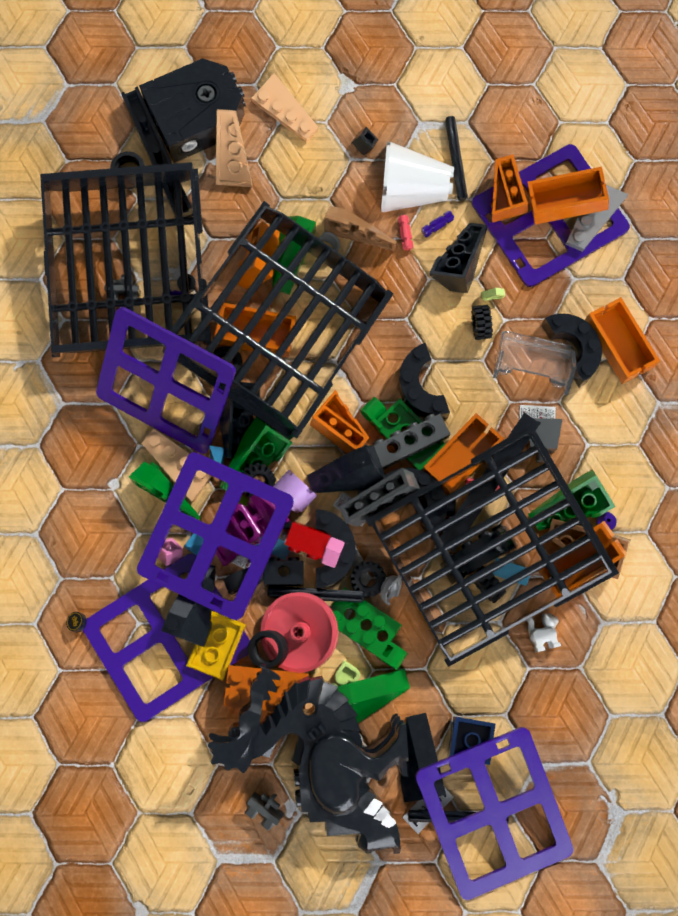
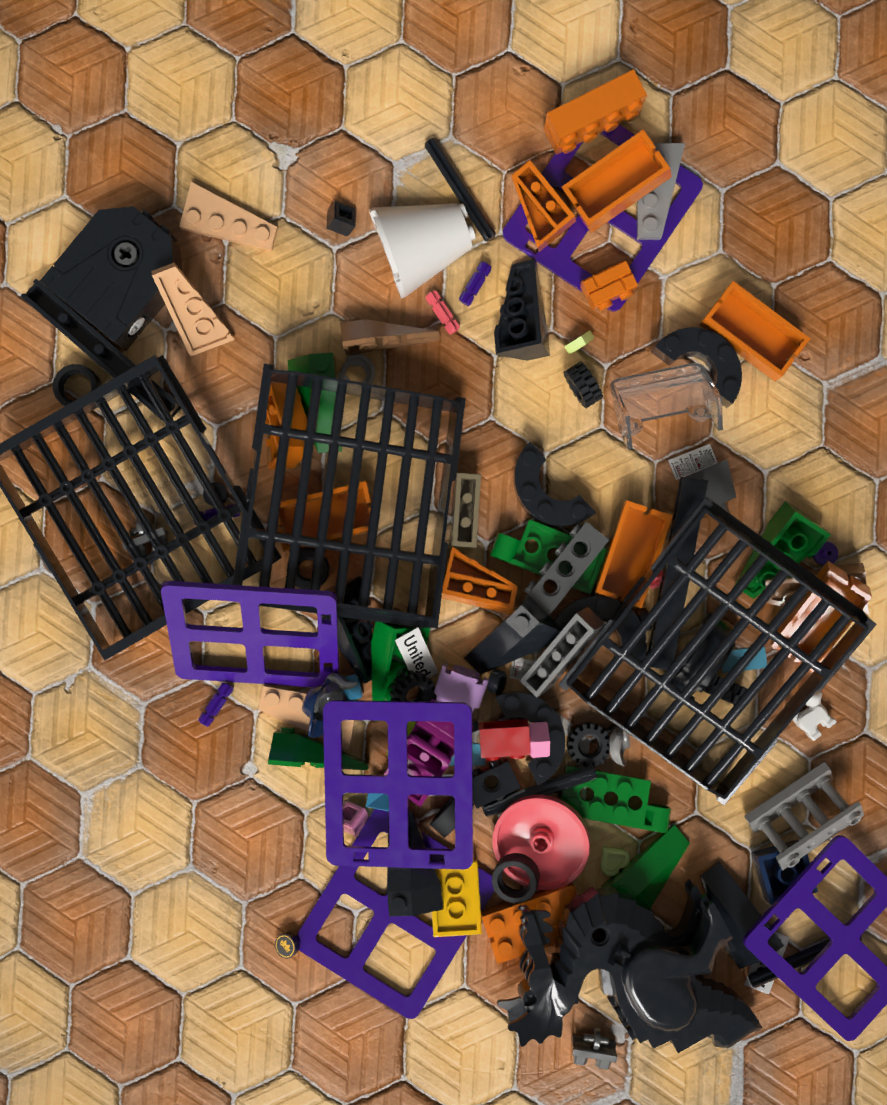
camera: 20 degrees left, 10 degrees up
(113, 426) = (215, 704): none -> dark purple axle
(181, 452) = (318, 697): none -> hair
(274, 453) = (416, 653): none -> white sticker
(322, 501) = (497, 681): none -> black tile
(356, 370) = (465, 510): none -> dark tan brick
(502, 687) = (801, 792): none -> light grey fence
(531, 264) = (608, 286): none -> orange brick
(573, 145) = (595, 112): none -> orange piece

